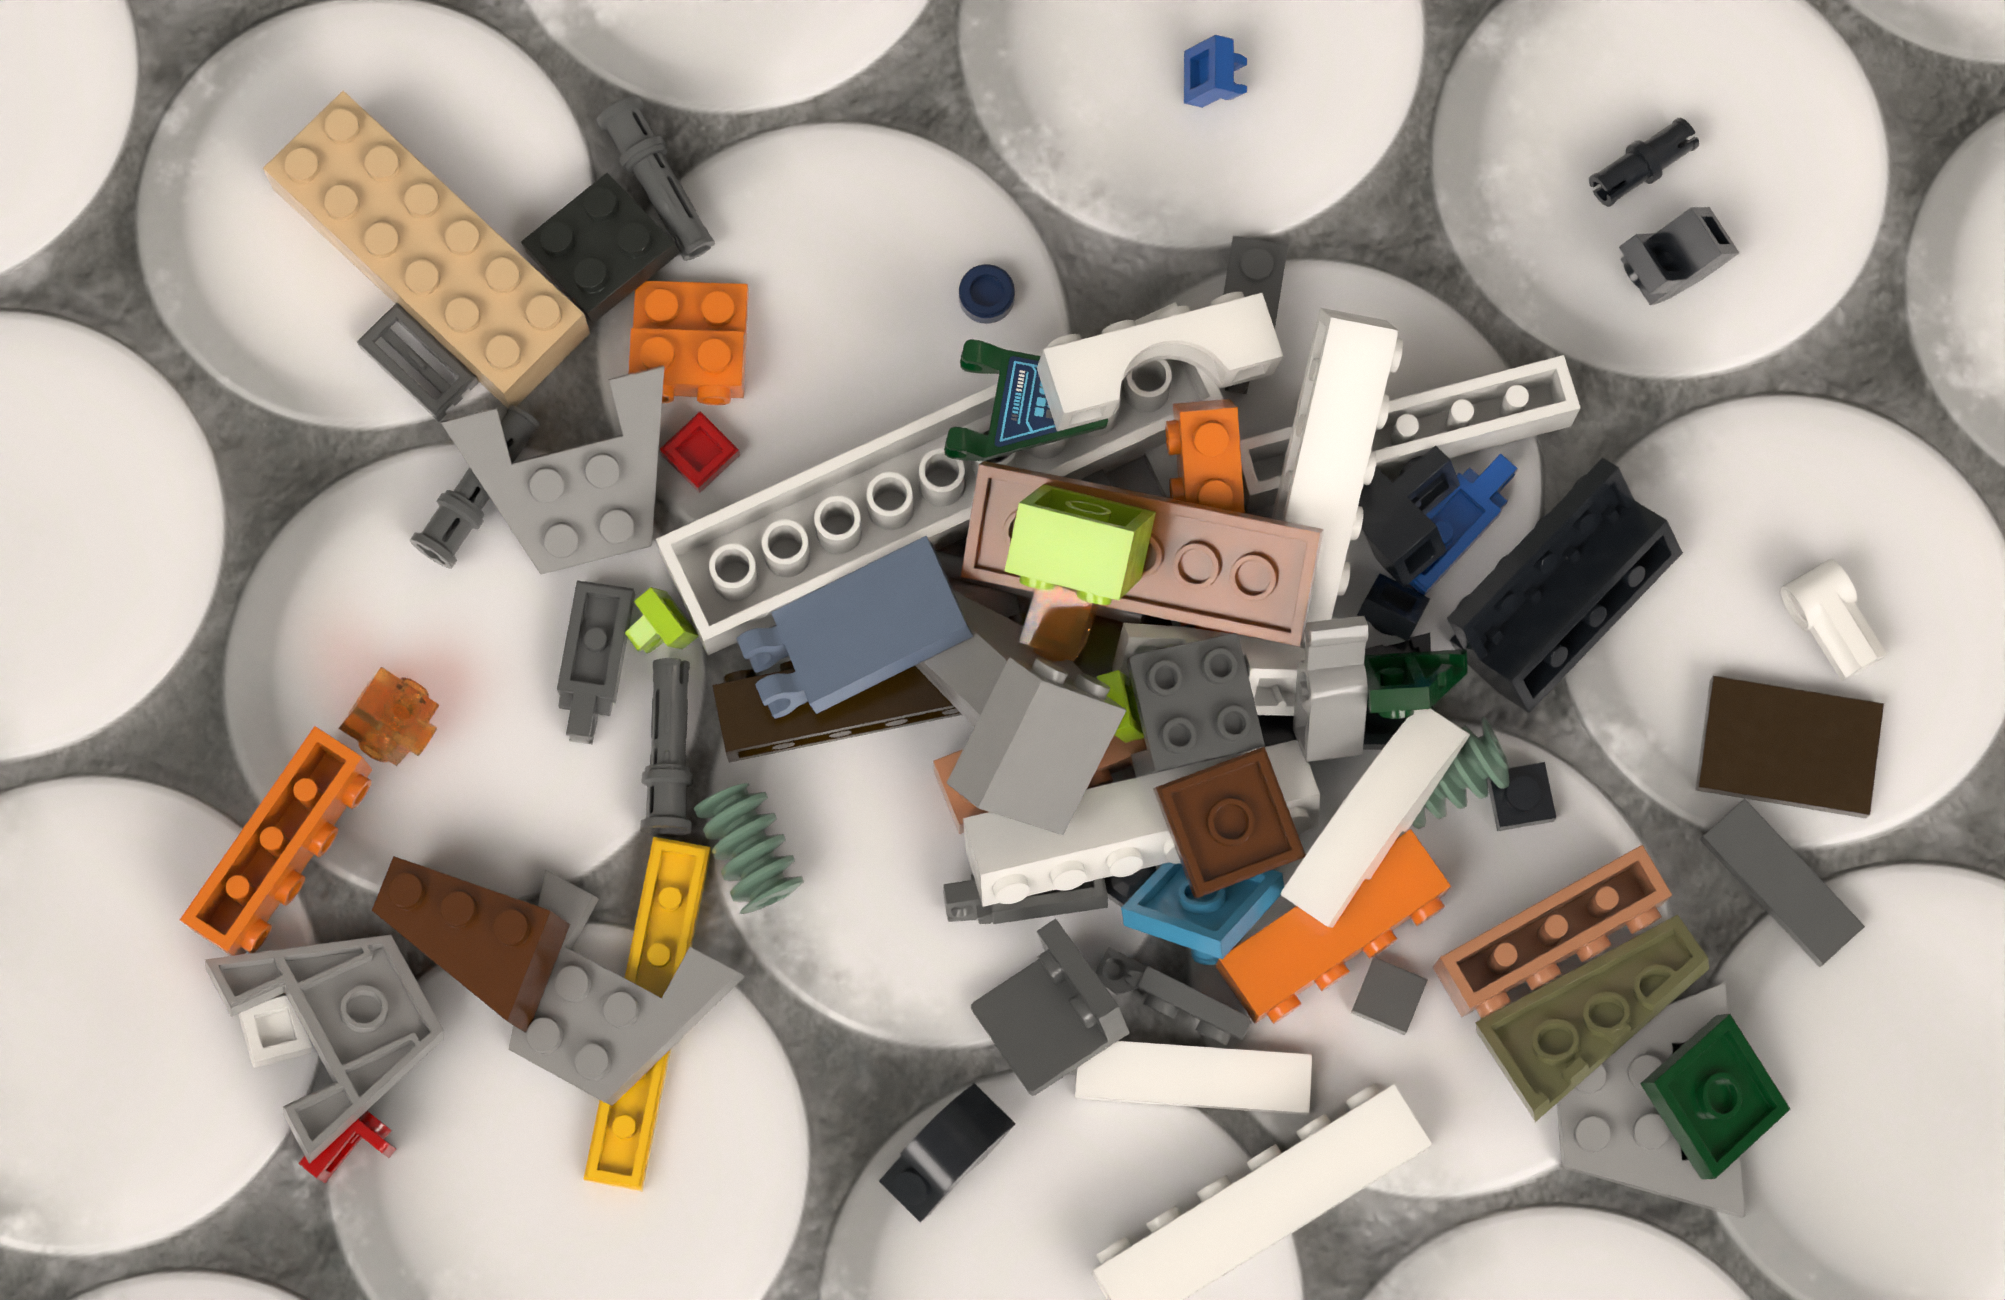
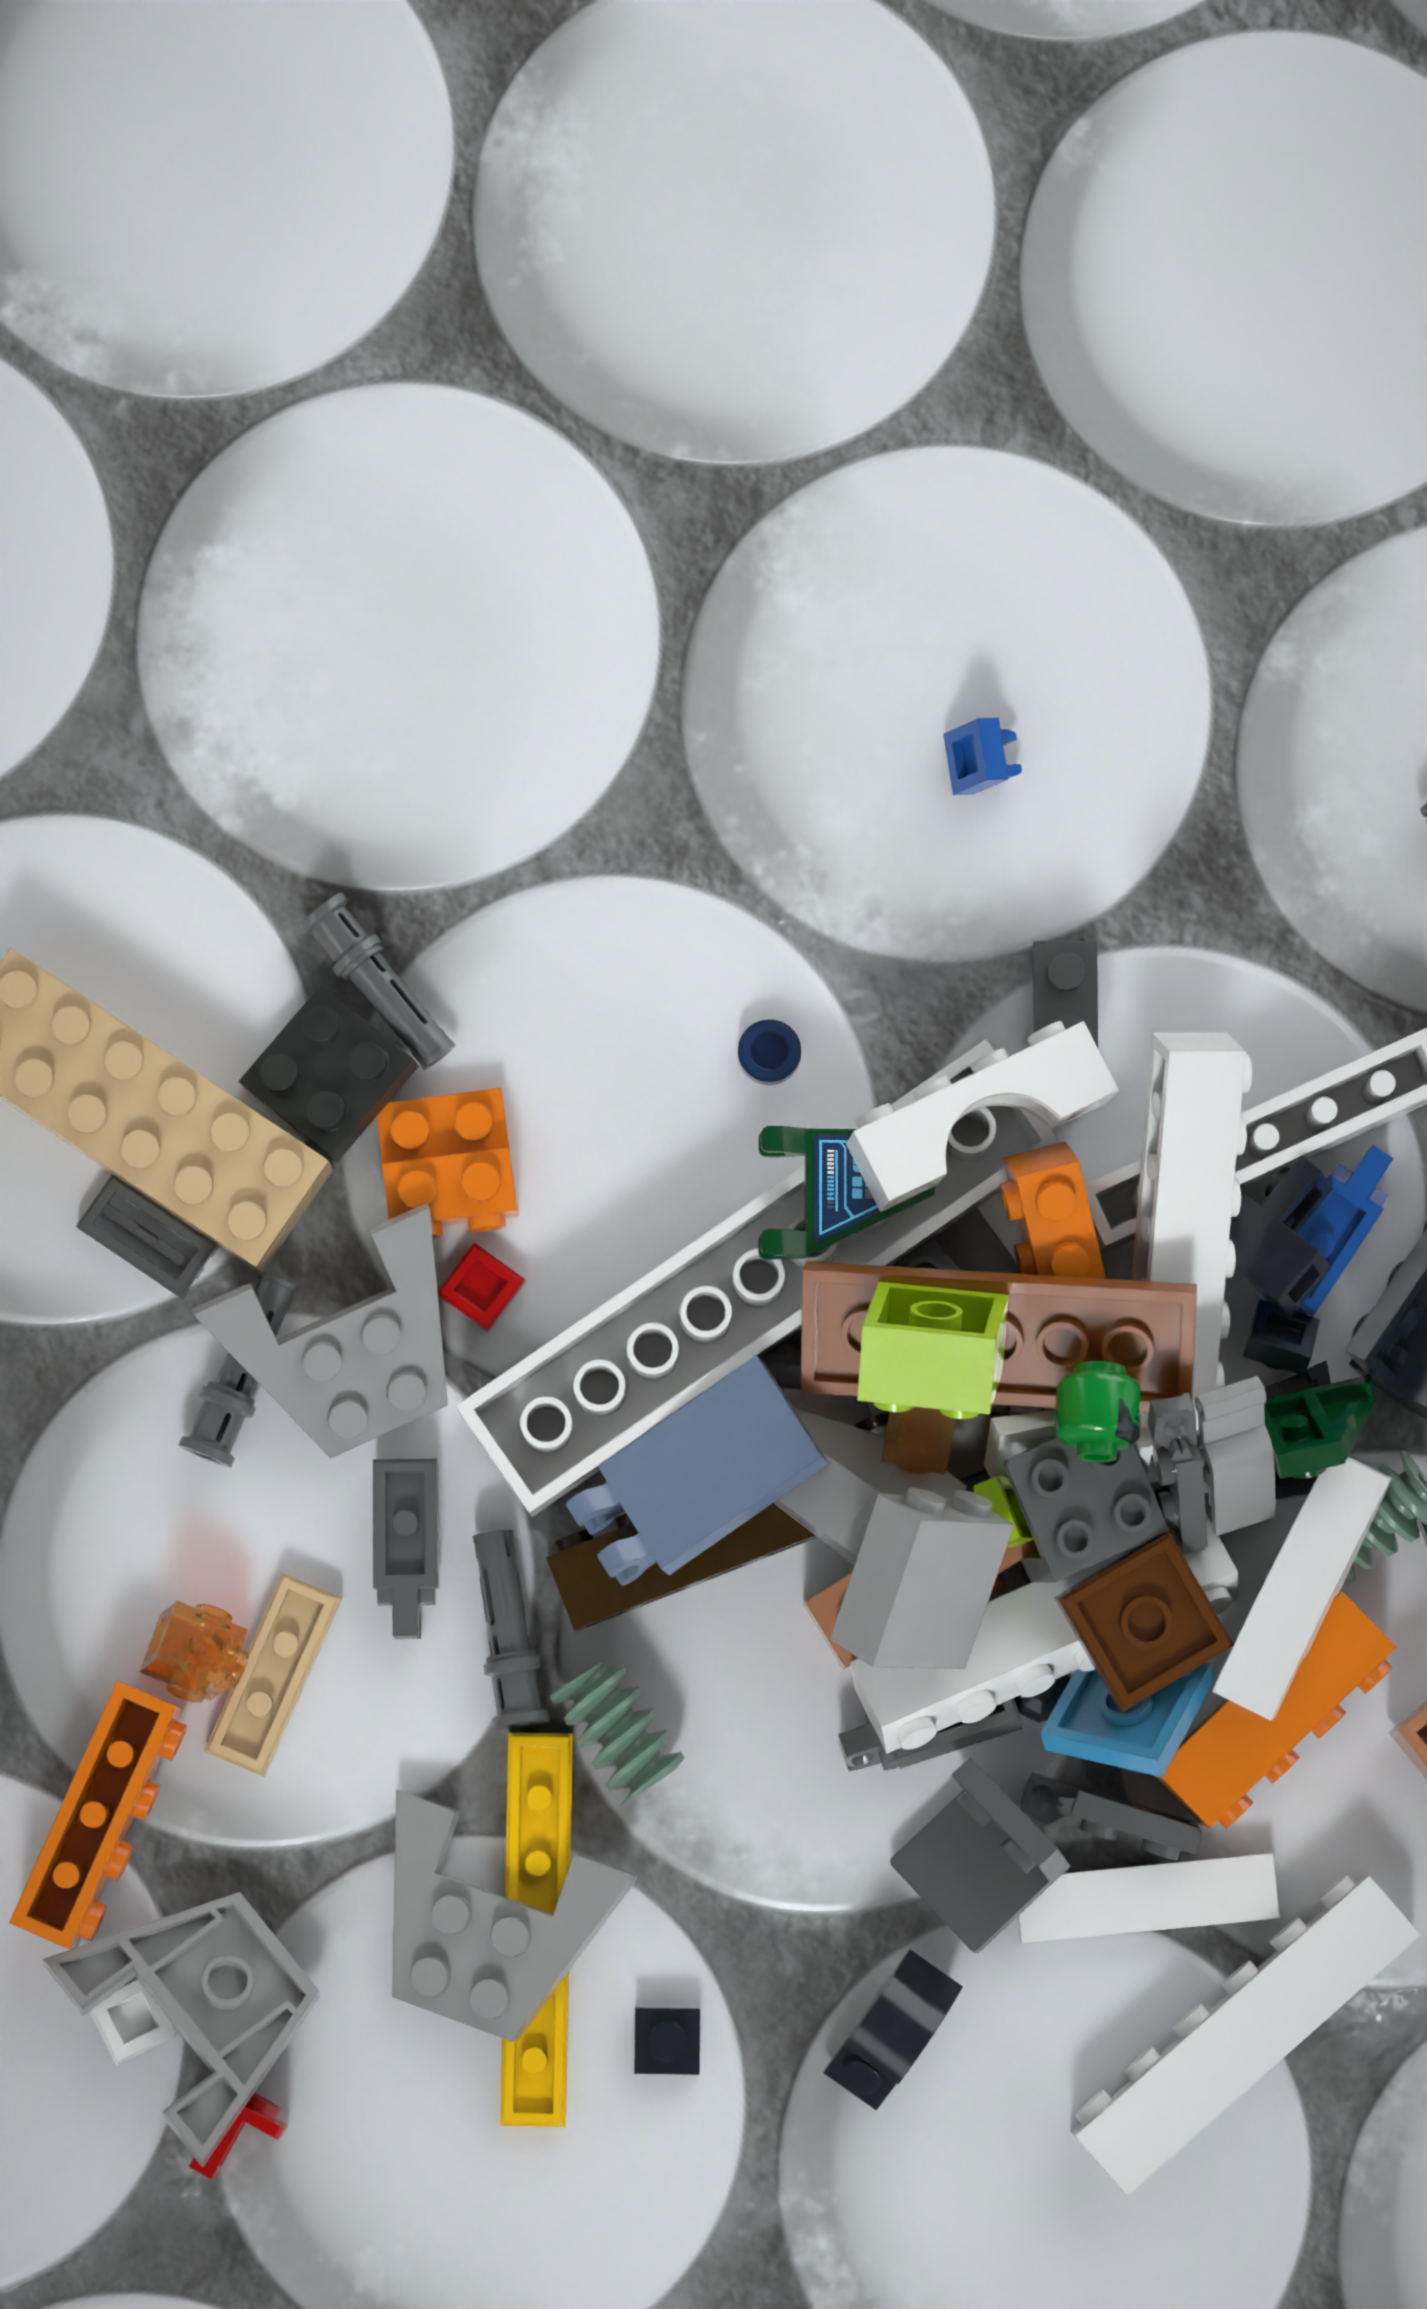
camera: 10 degrees left, 5 degrees up
(456, 753) = (274, 1675): none -> tan tile
(477, 935) = (334, 1881): reddish brown wedge -> none
(660, 623) = (475, 1490): lime tile -> none
(745, 1130) = (667, 2041): none -> black plate
(1217, 623) = (1098, 1410): none -> green head
(1283, 690) = (1180, 1469): none -> dark grey hinge
(1389, 996) = (1346, 1772): dark grey tile -> none

